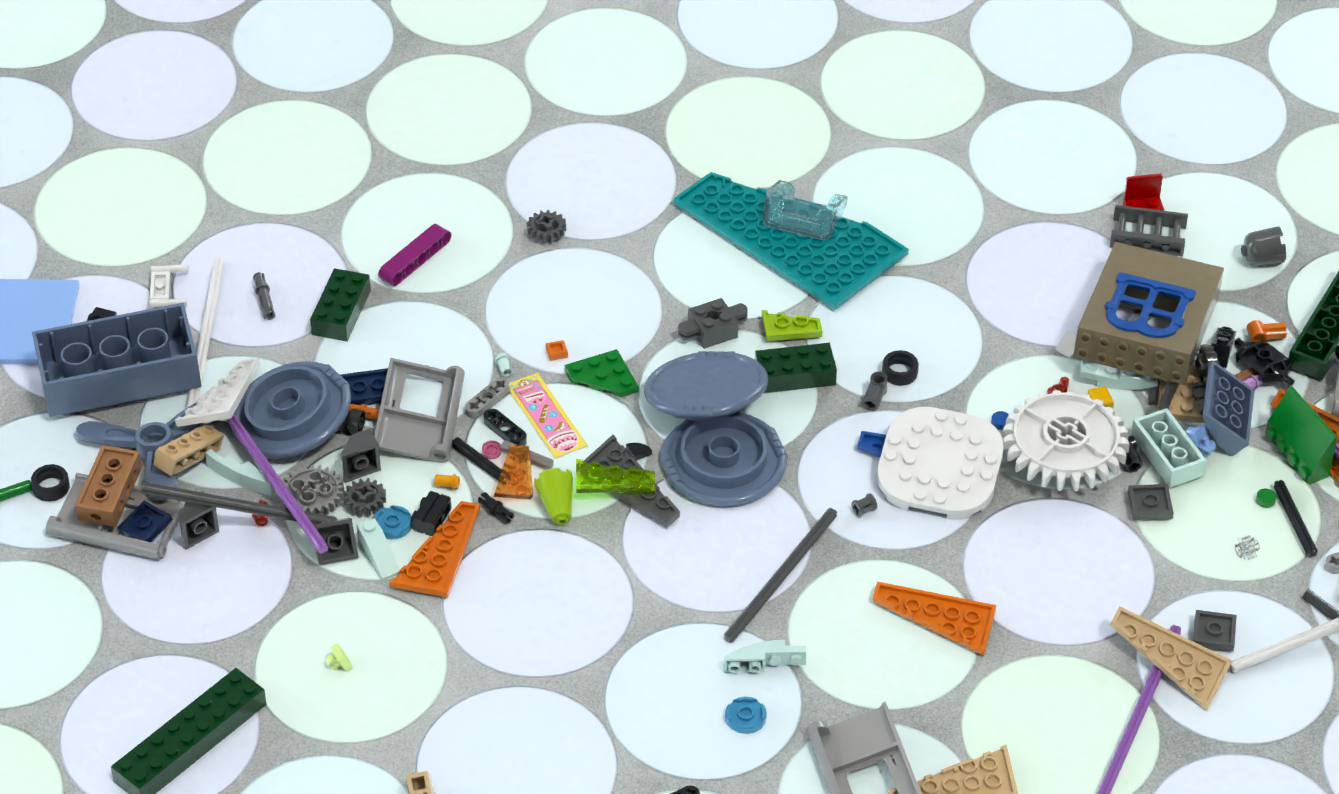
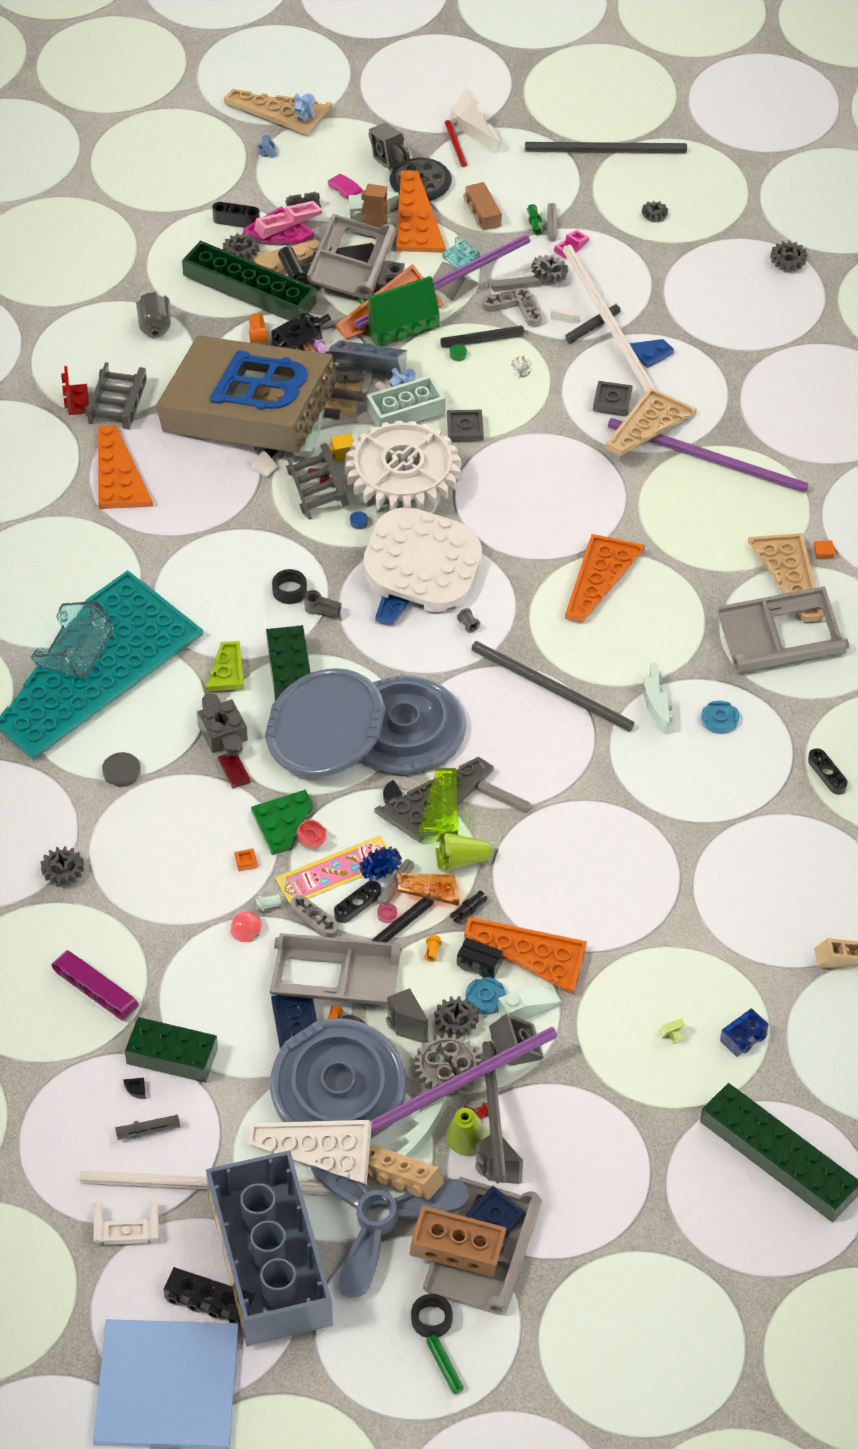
camera: 90 degrees left, 5 degrees up
(230, 486) = (465, 1131): none -> lime cone
(308, 289) = (135, 1087): none -> black tile
(332, 714) = (742, 1029): none -> clear blue brick
(478, 351) = (245, 926): none -> coral hair
(538, 433) = (380, 863): none -> clear blue gear
(580, 389) = (311, 834): none -> coral hair
(633, 535) = (504, 796): none -> light grey axle
(663, 261) = (121, 769): none -> dark grey tile
(663, 339) = (234, 770): none -> dark red tile
(1039, 241) = (117, 475): none -> orange wing
(1043, 368) = (329, 469): none -> dark grey fence
(1300, 669) = (652, 351): none -> blue wing

